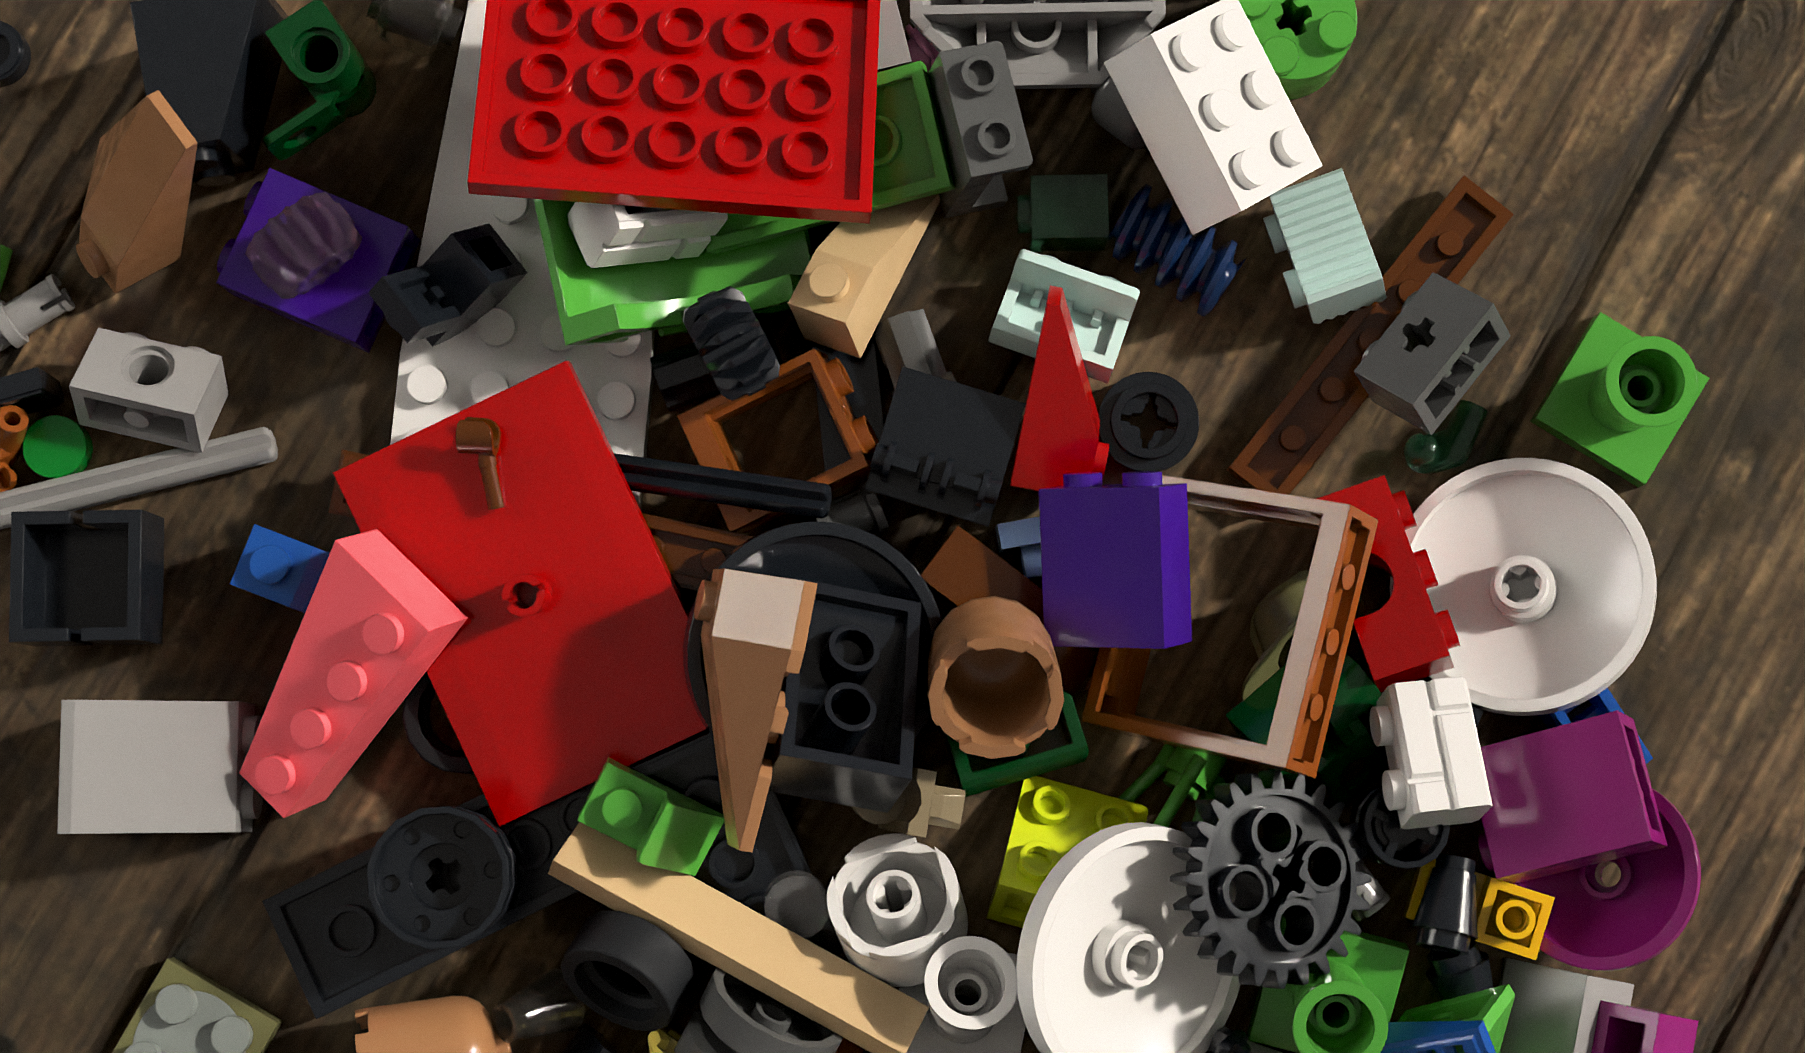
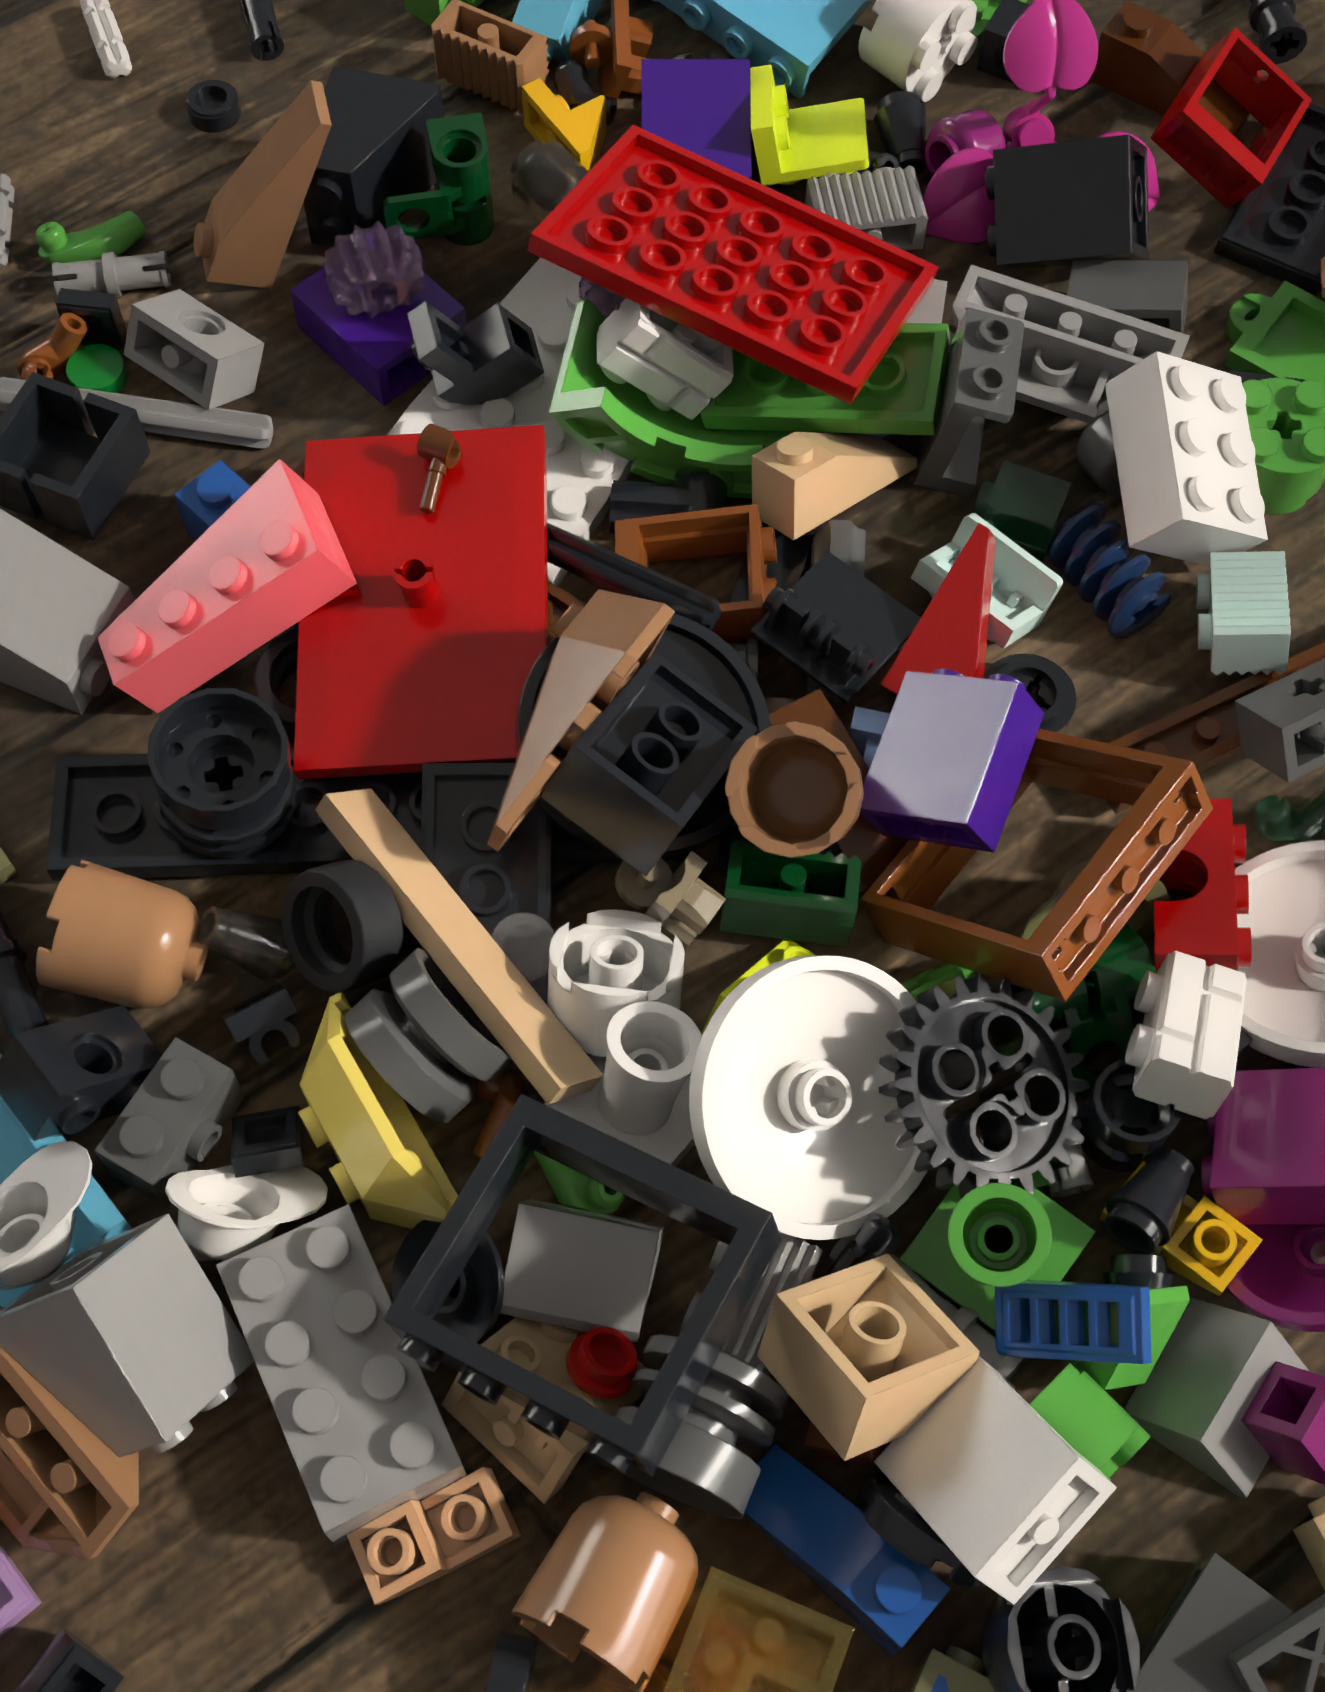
camera: 20 degrees right, 20 degrees down
(651, 818) = (430, 807): bright green slope -> none
(731, 343) = (689, 465): black gear -> none

